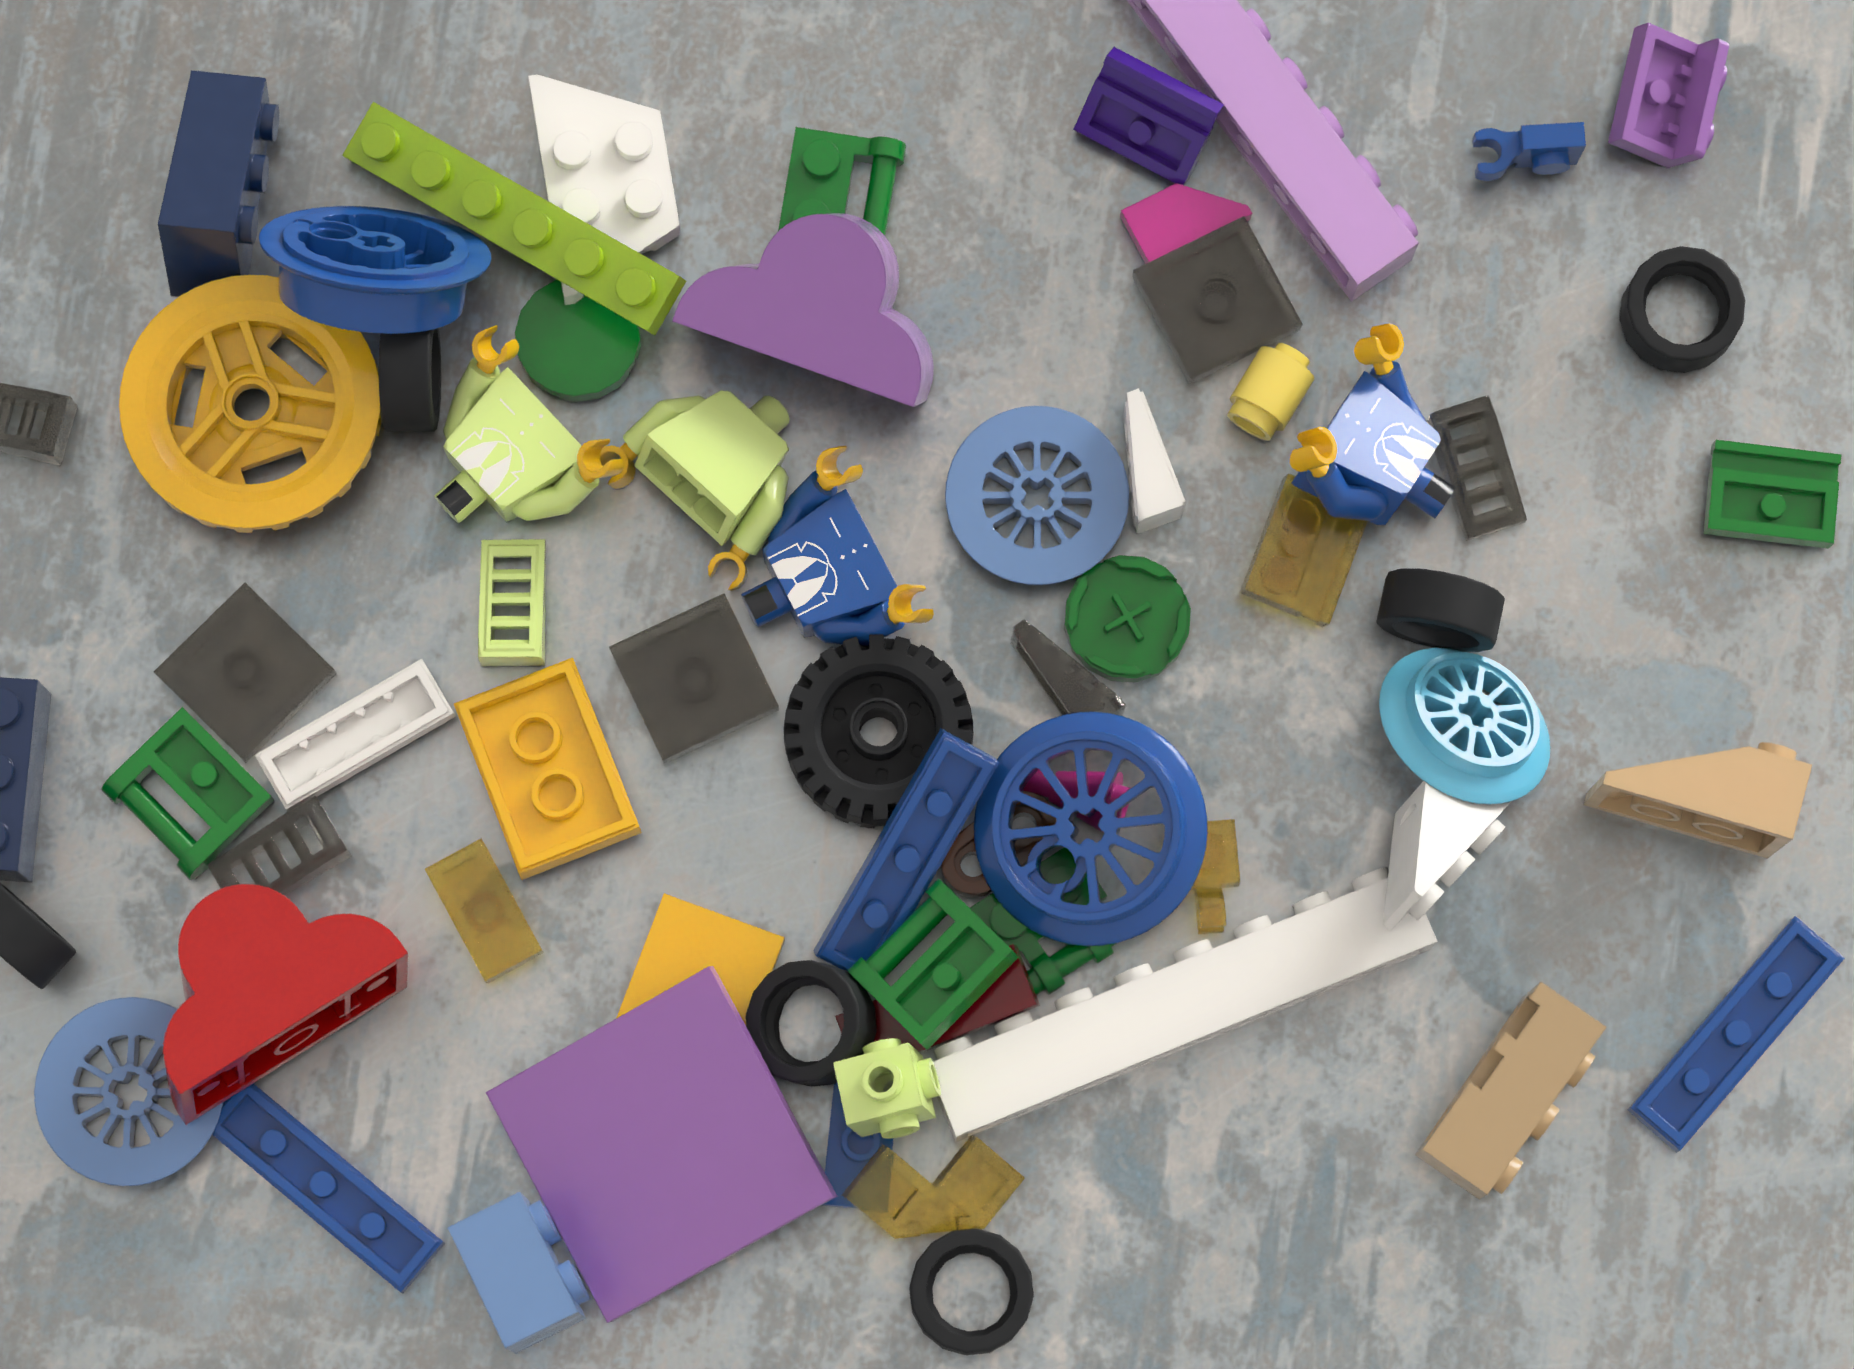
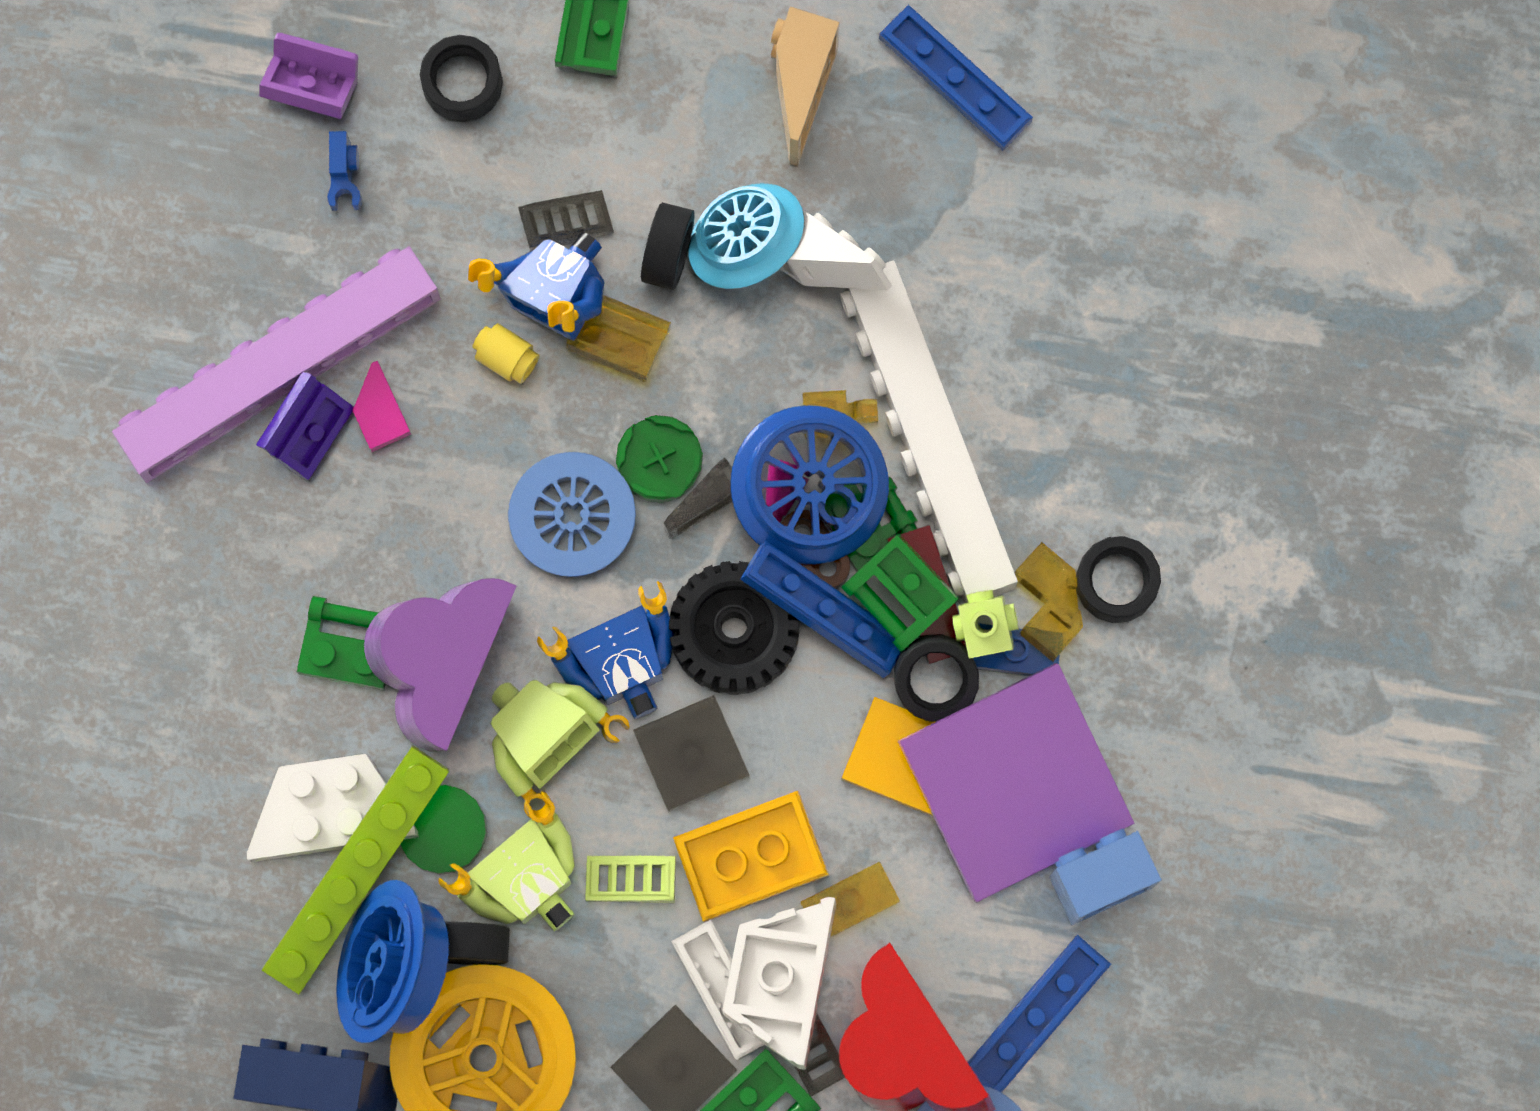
camera: 85 degrees left, 0 degrees up
(365, 808) = (780, 977): none -> white wing
(1152, 481) = (559, 436): white slope -> none
(1217, 299) = (438, 387): clear smoke plate -> none
(1512, 1092) = (993, 219): tan wedge -> none

